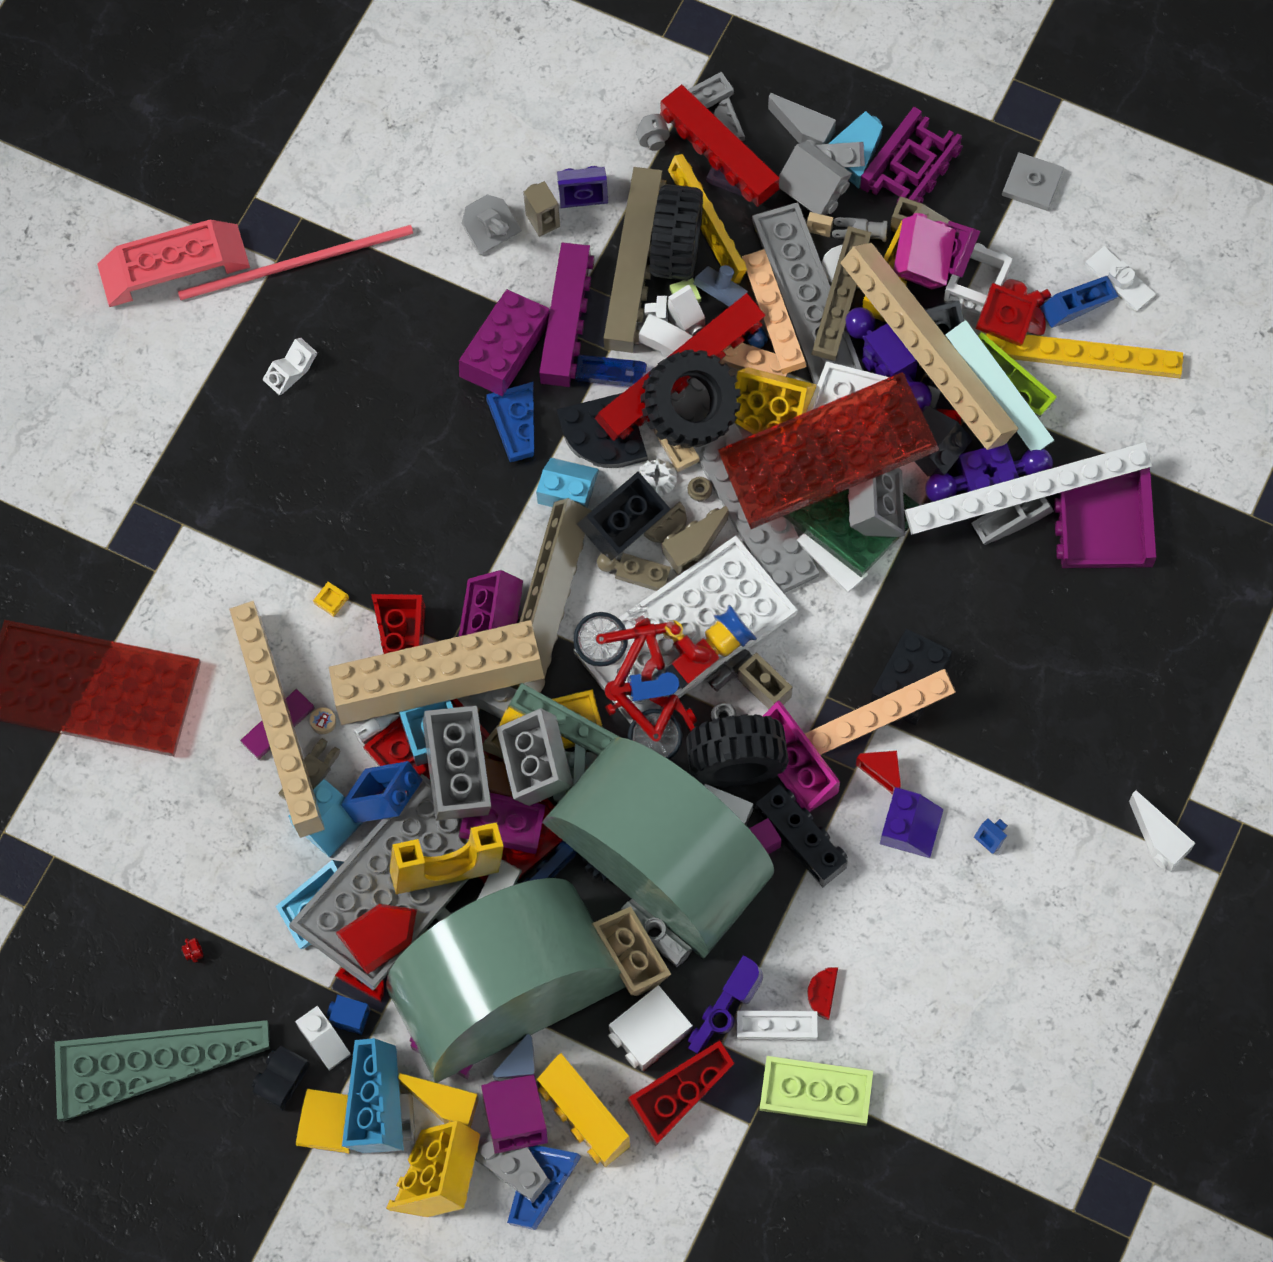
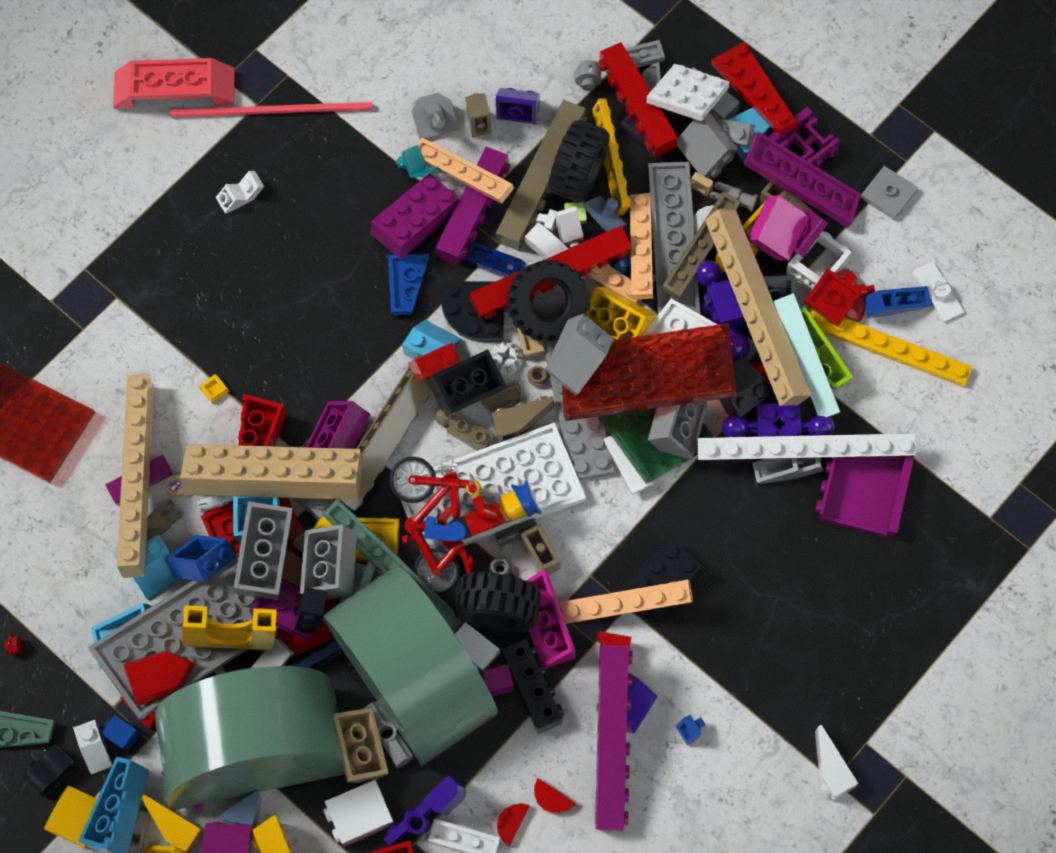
camera: 15 degrees right, 0 degrees up
(484, 281) = (414, 162): none -> teal bracket
(530, 815) = (310, 610): none -> black brick
(543, 276) = (465, 171): none -> light nougat plate
(582, 501) = (434, 362): none -> red brick
(745, 447) = (578, 352): none -> light grey slope
(775, 123) = (688, 92): none -> white plate
(841, 94) = (755, 88): none -> red wing
(859, 954) = (550, 799): none -> red tile
(910, 865) = (611, 737): none -> magenta brick
(934, 190) = (802, 179): none -> magenta plate

